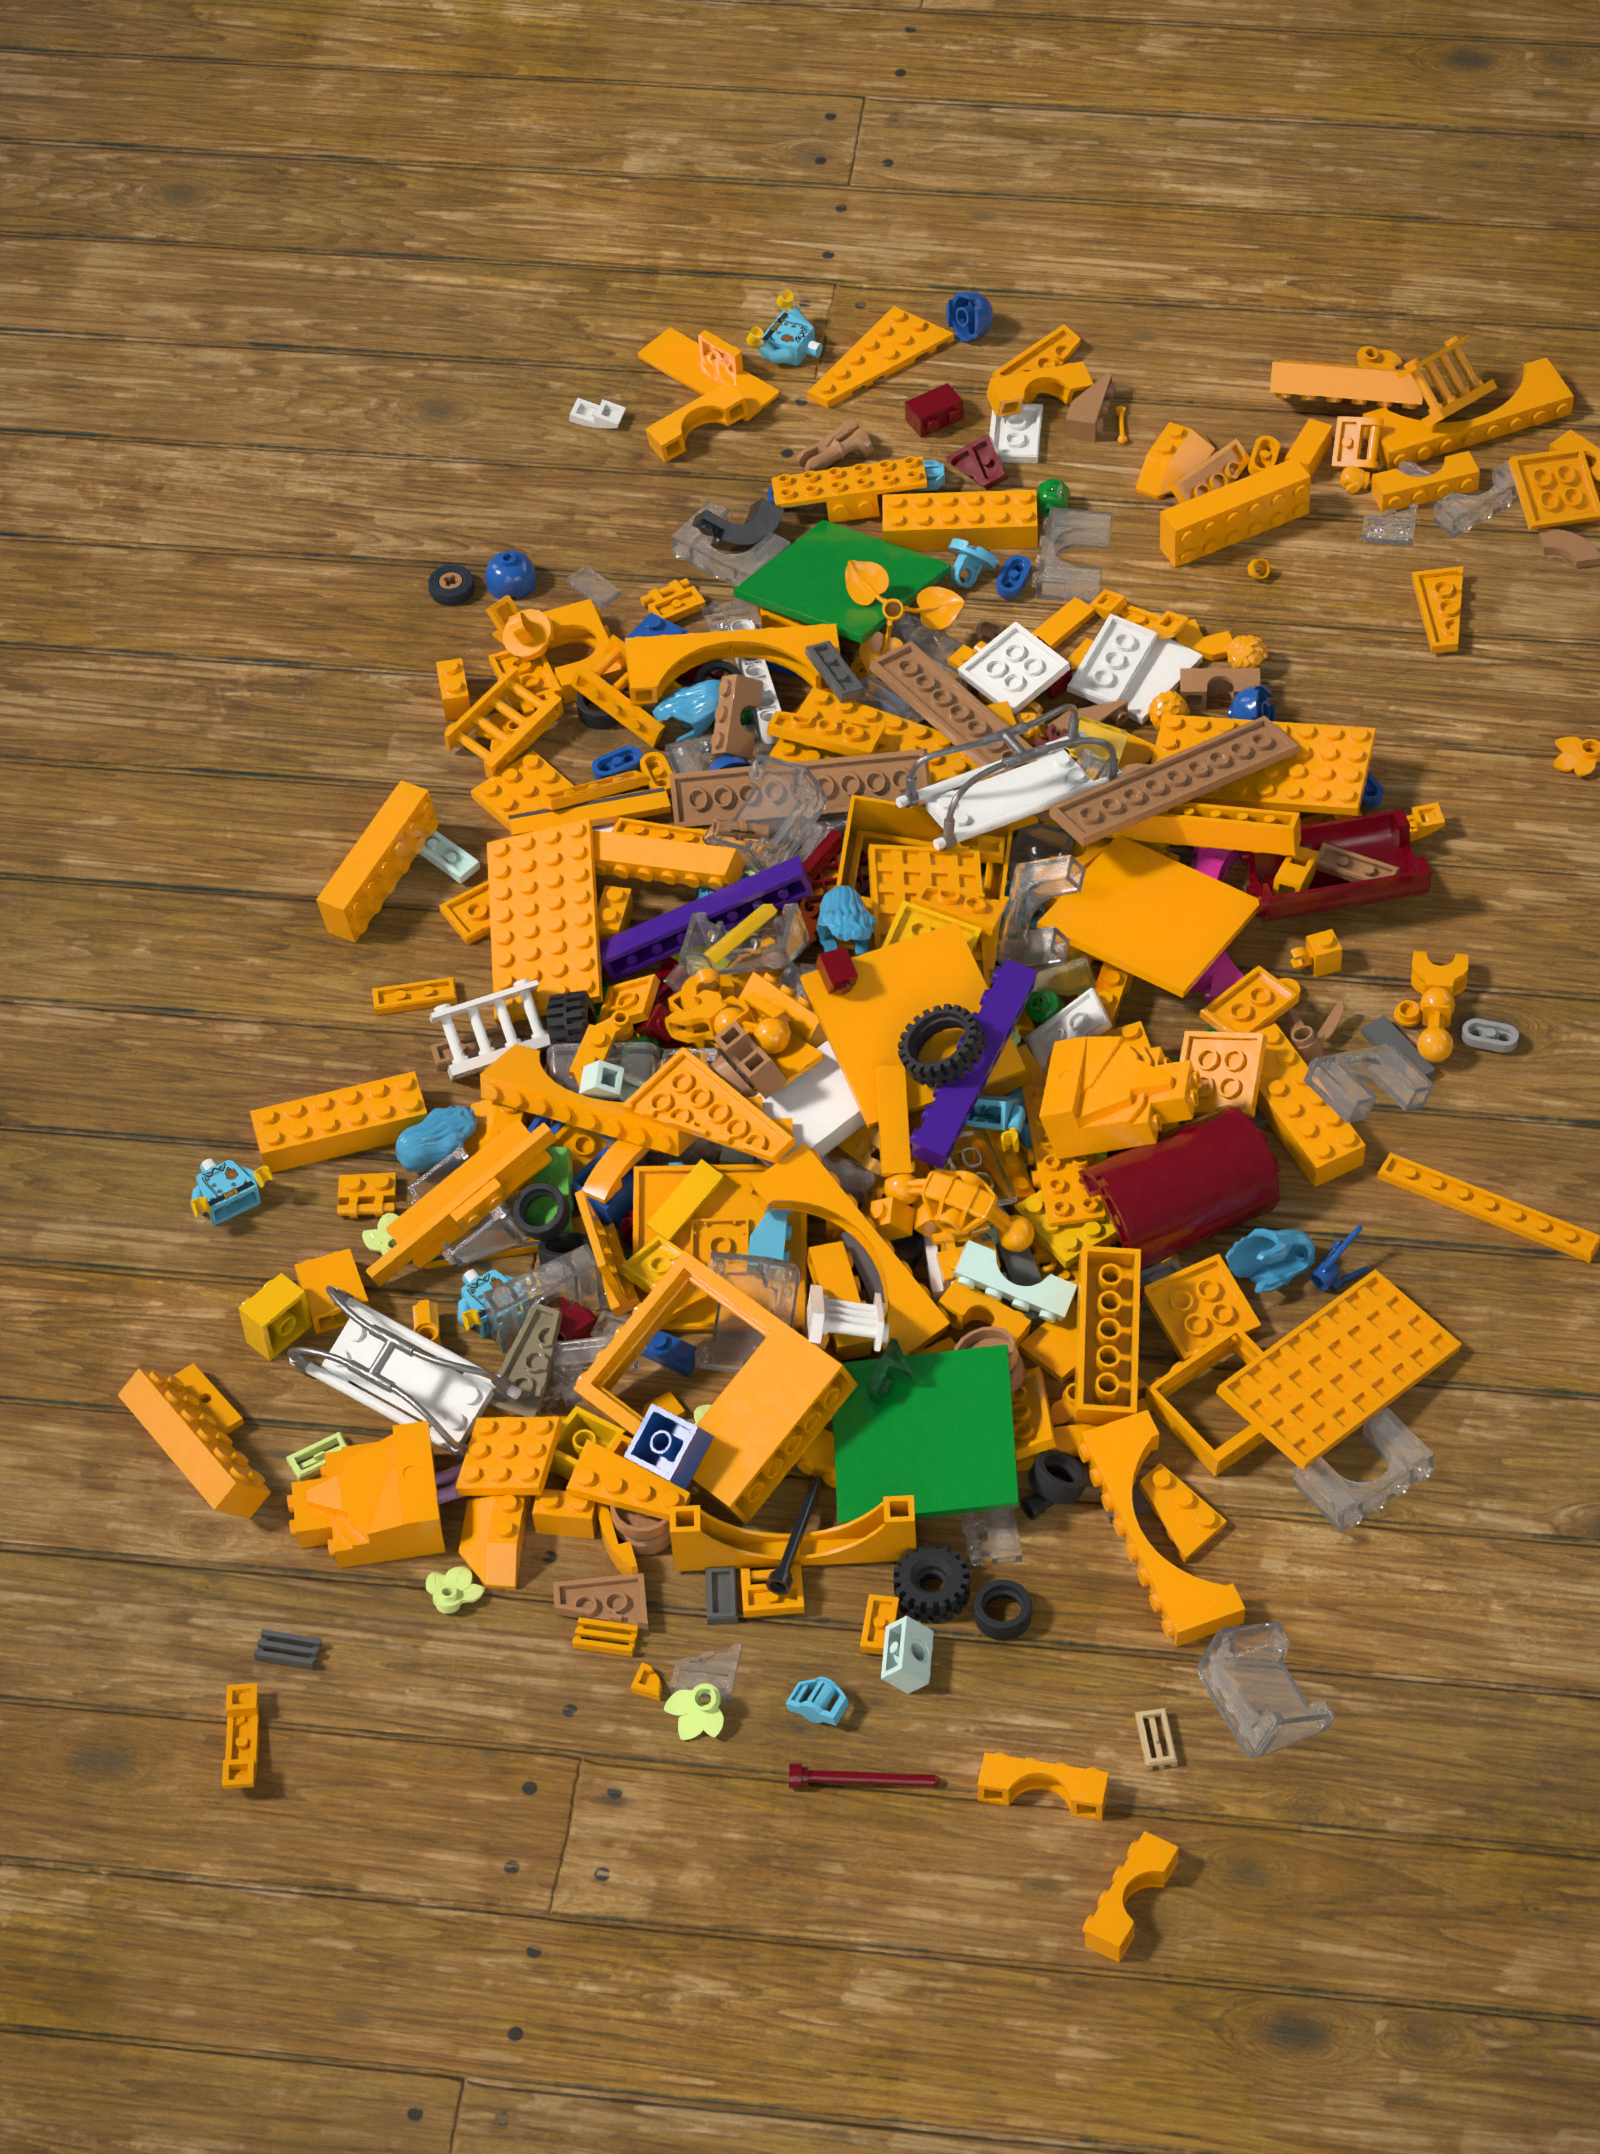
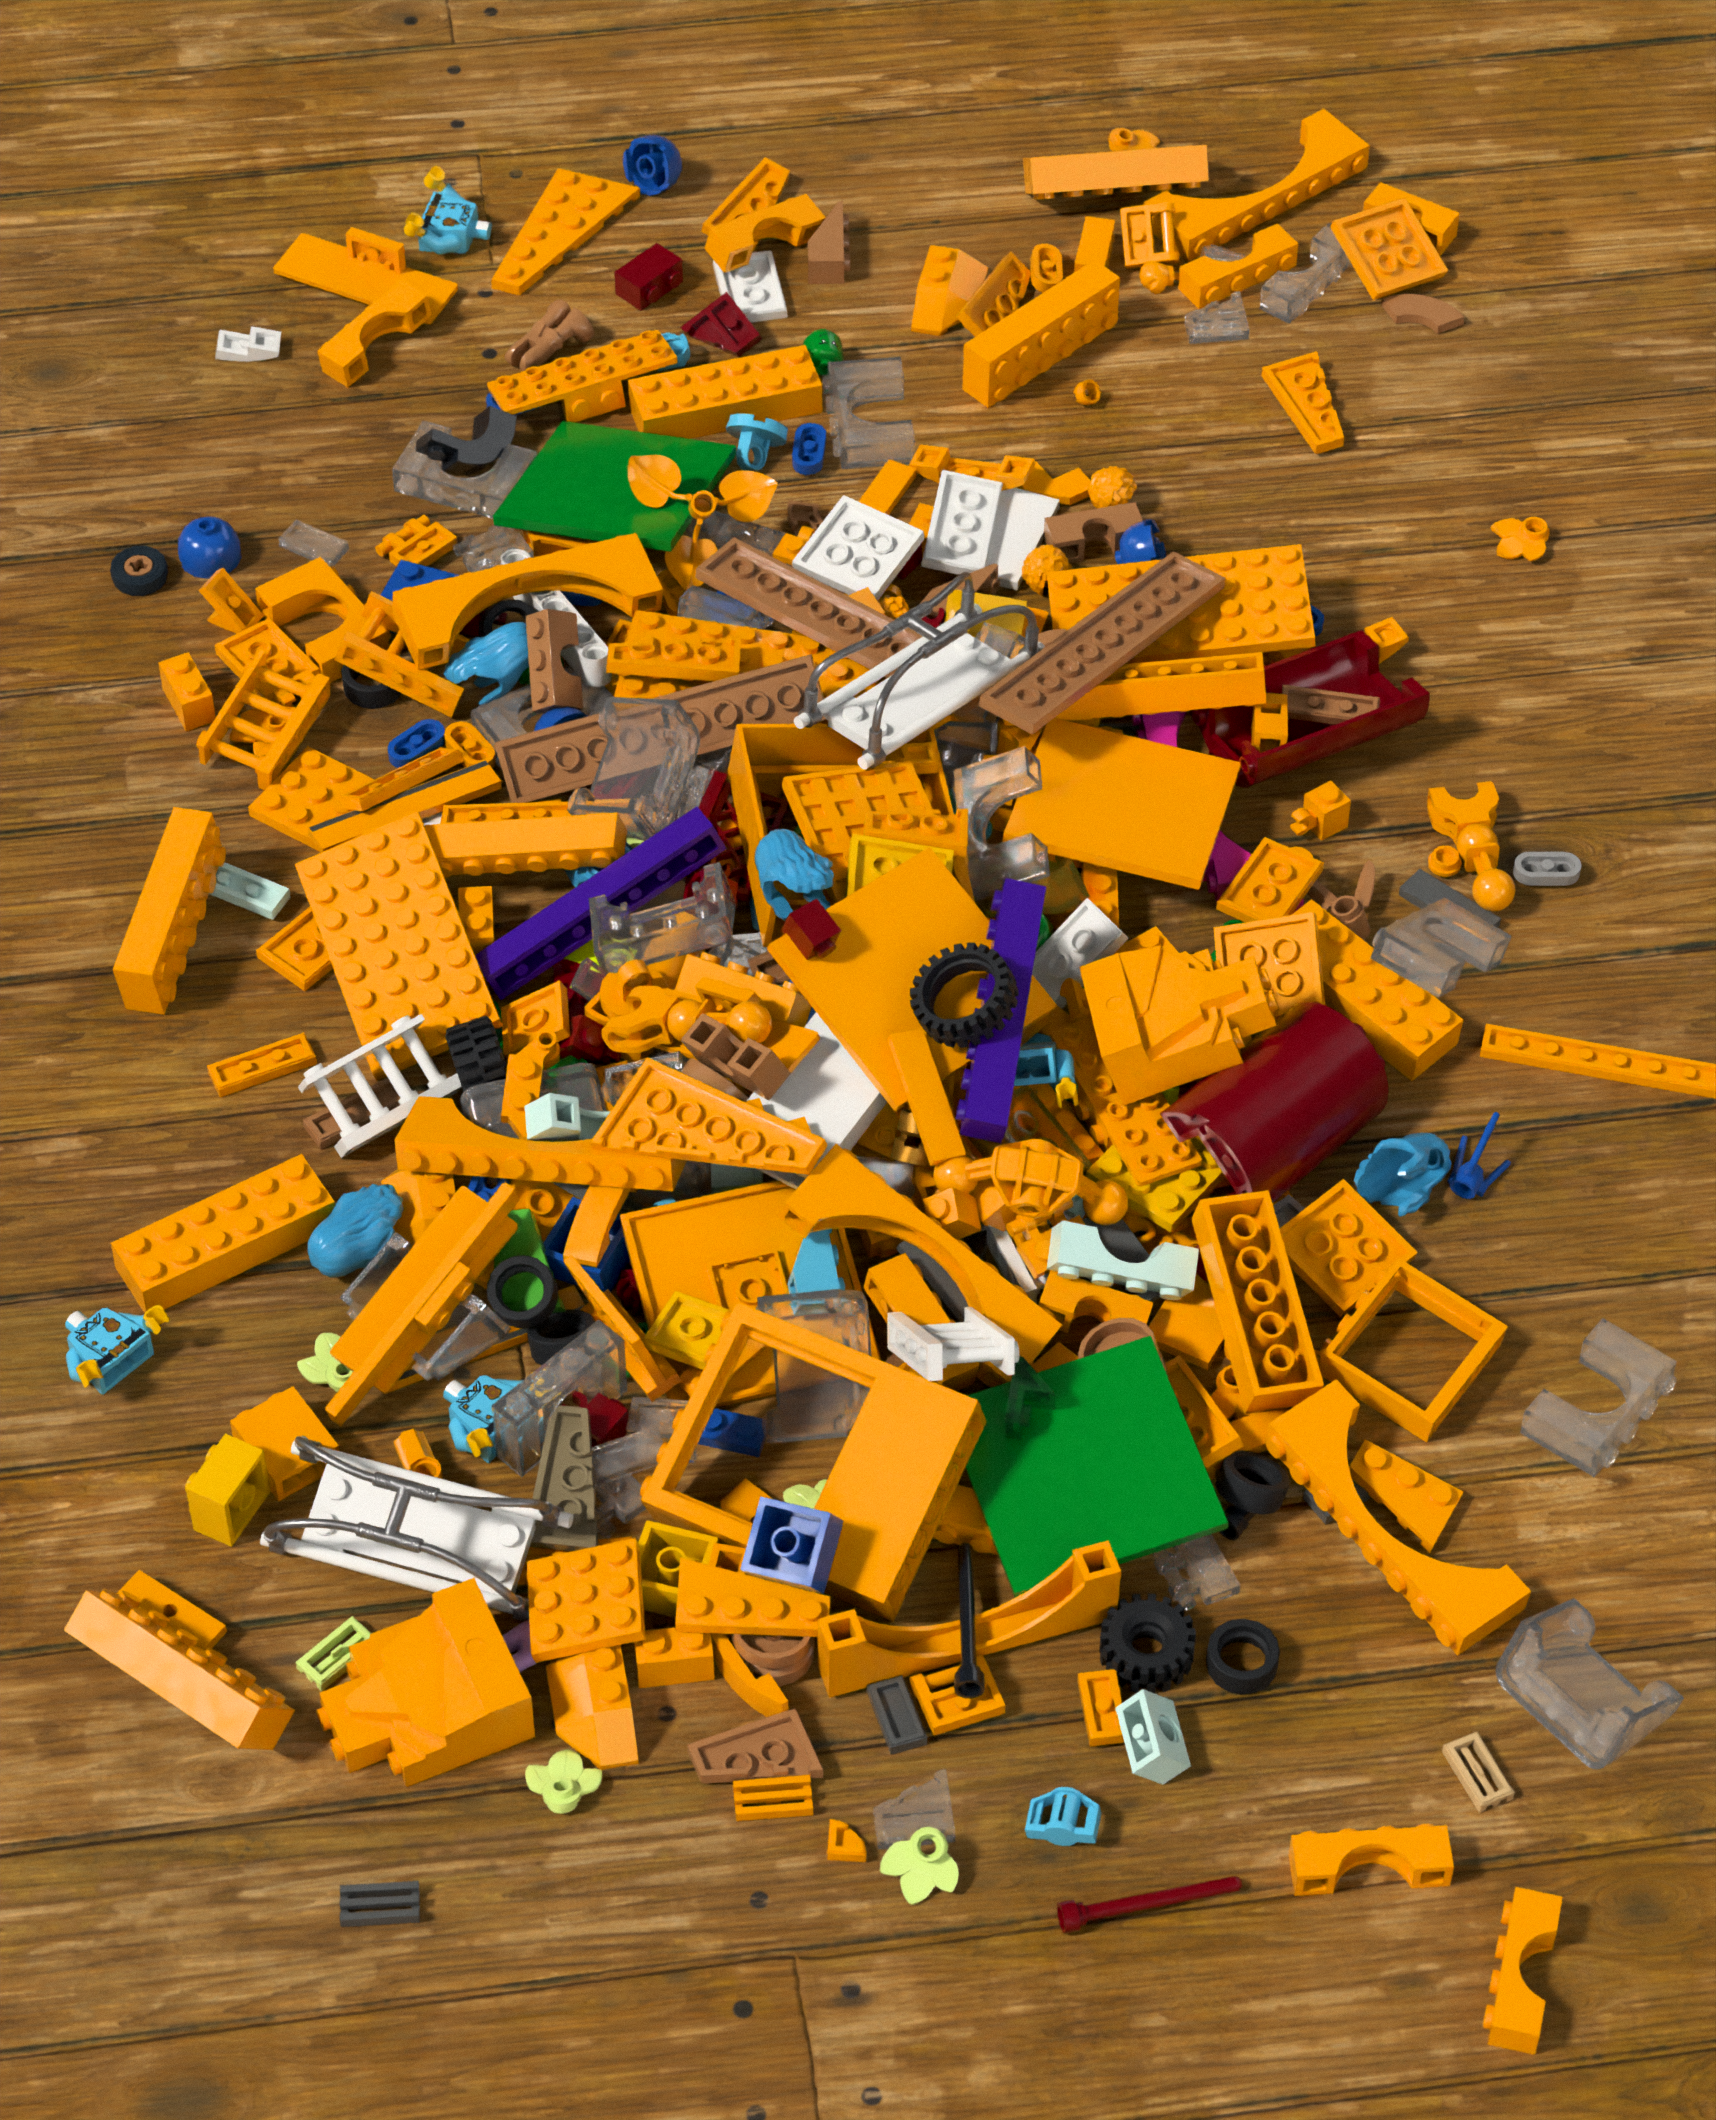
camera: 20 degrees left, 0 degrees up
(241, 1736) = (360, 2029): light orange slope -> none
(367, 1188) = (282, 1310): light orange plate -> none
(528, 634) = (259, 610): light orange tile -> none
(685, 1200) = (696, 1243): yellow tile -> none
(740, 829) = (610, 790): medium nougat pin -> none
(740, 933) = (656, 909): yellow tile -> none
(835, 671) = (657, 587): dark grey tile -> none
(1121, 411) = (861, 244): light orange hinge -> none
(1338, 1369) = (1531, 1286): light orange plate -> none
(1463, 396) = (1250, 163): light orange fence -> none

